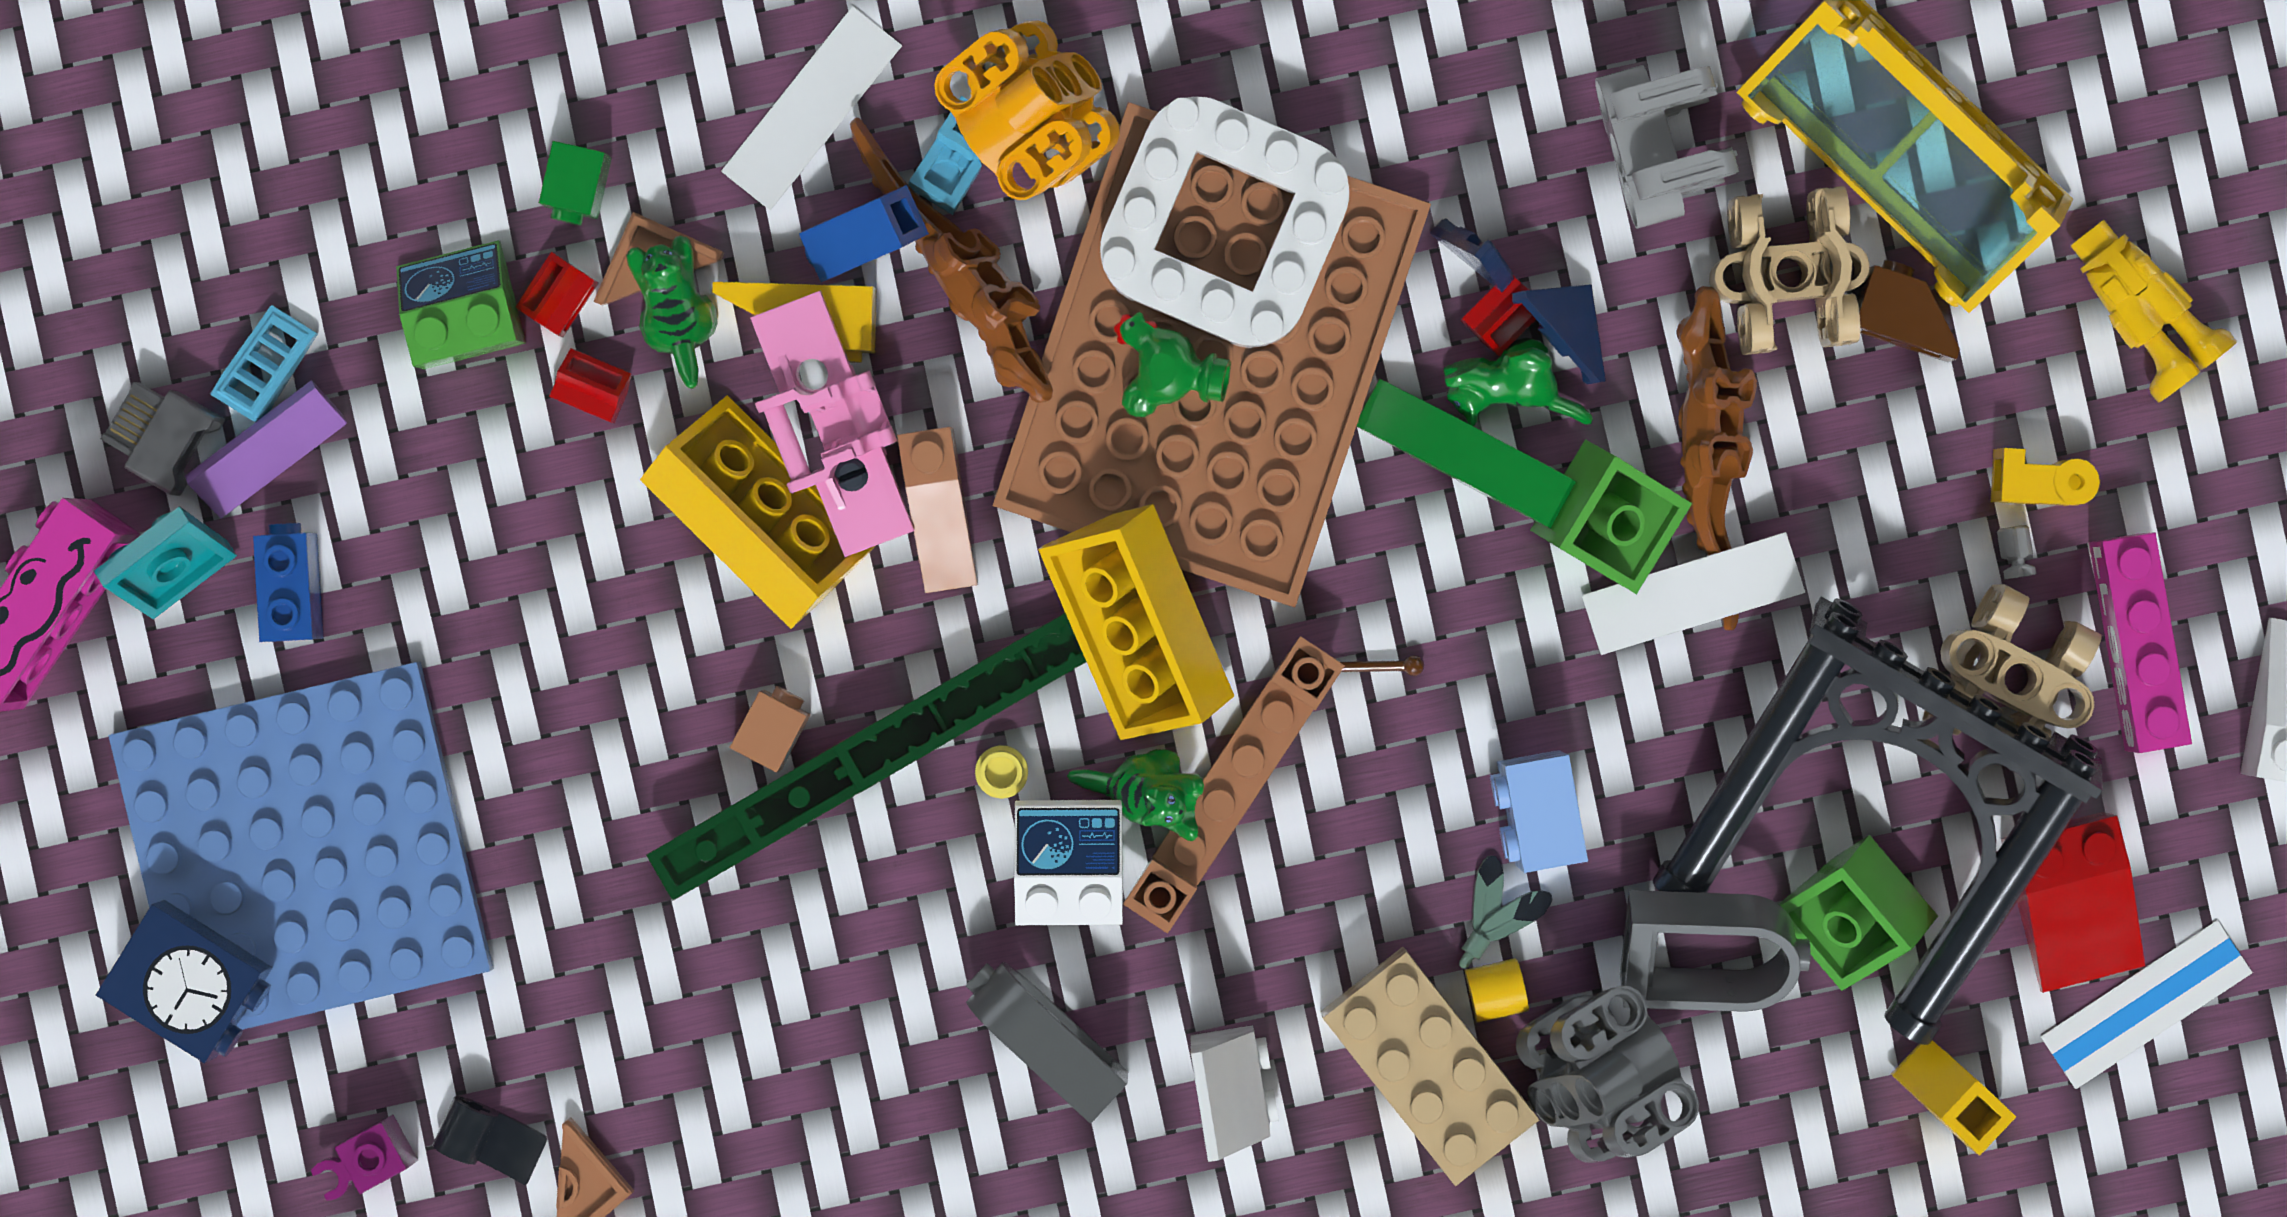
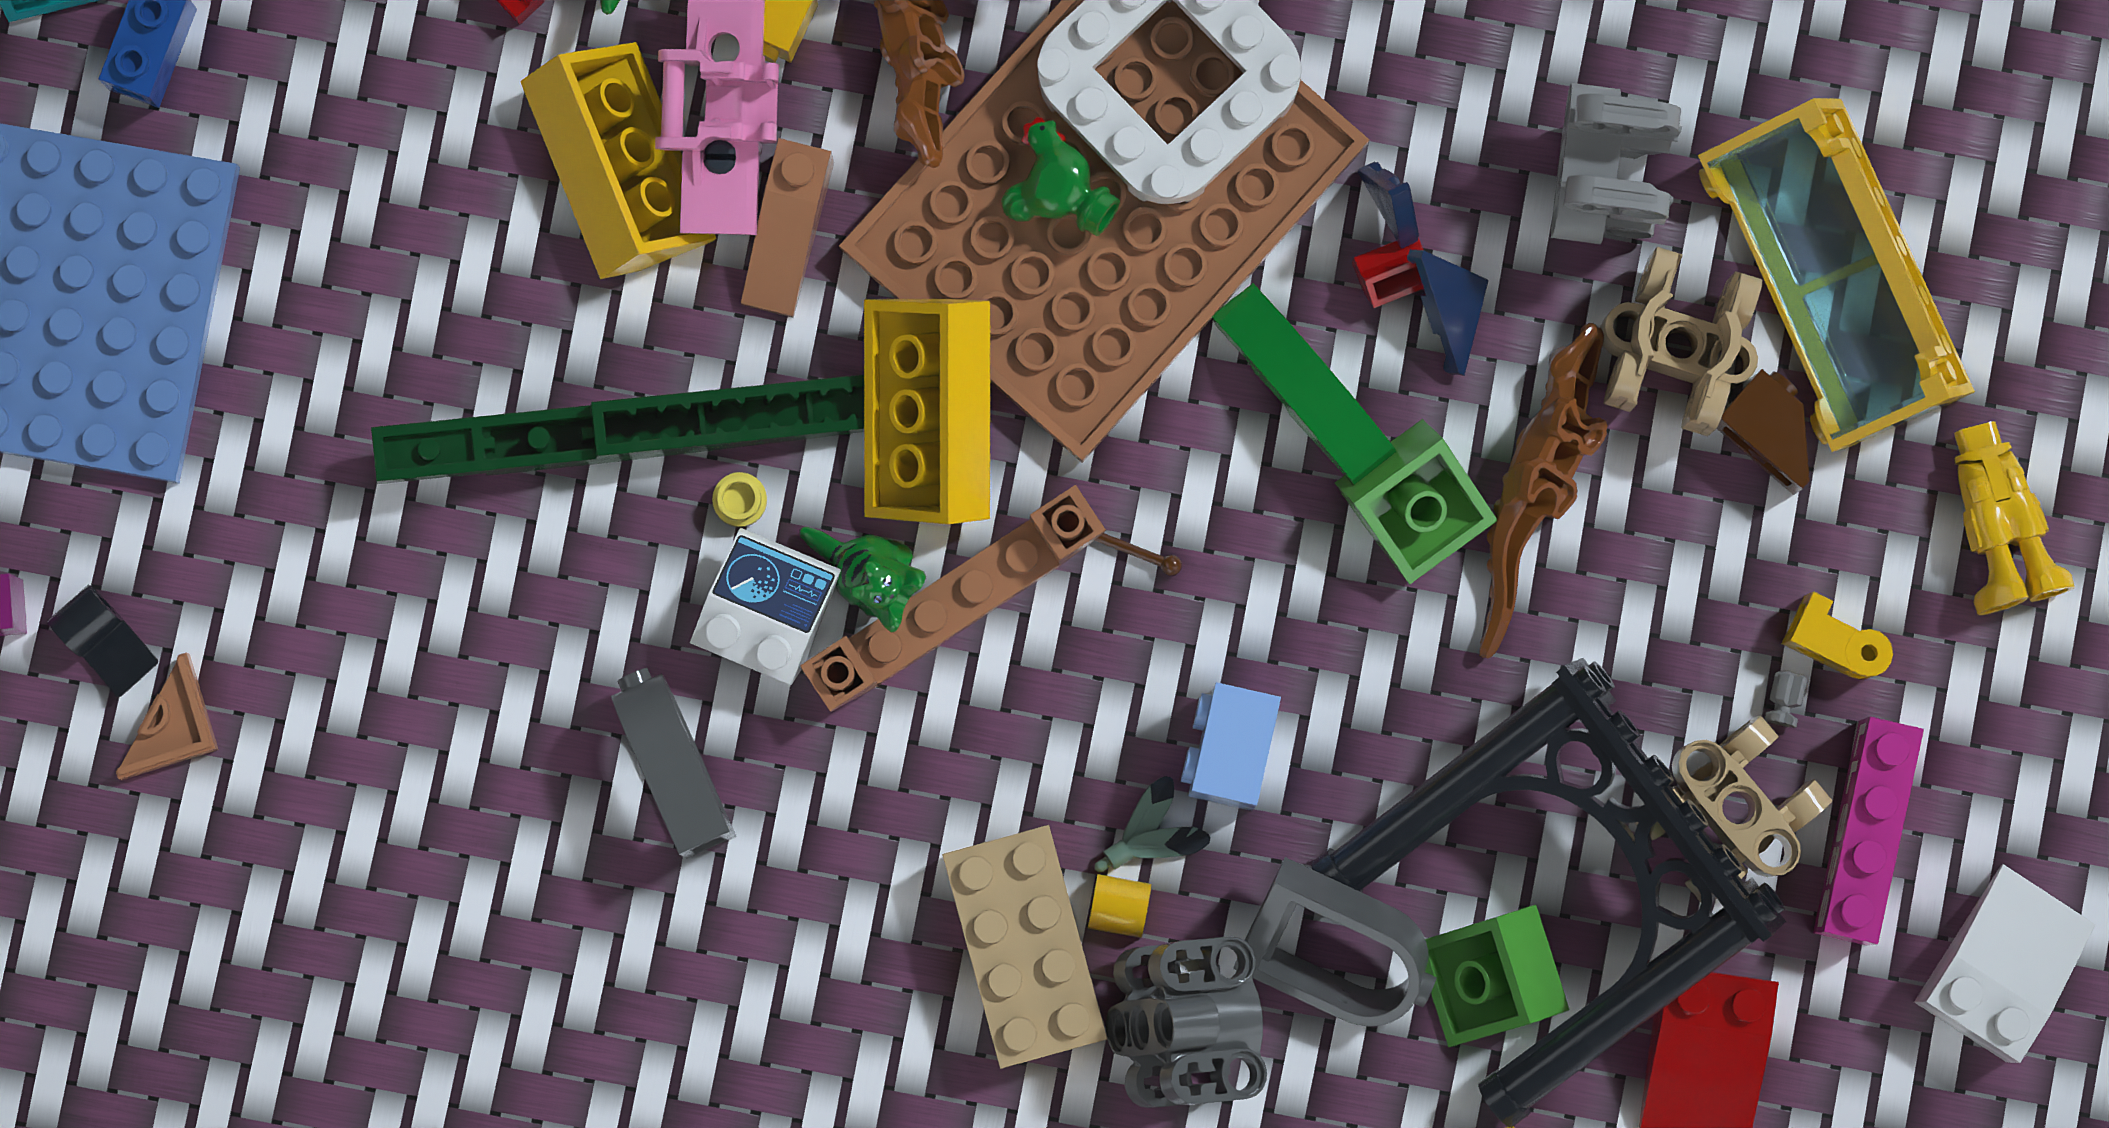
camera: 20 degrees right, 5 degrees down
(771, 728) = (541, 365): nougat brick -> none
(1231, 1090) = (827, 885): white slope -> none
(1517, 378) = (1382, 335): green animal -> none
(1694, 593) = (1464, 608): white sticker -> none

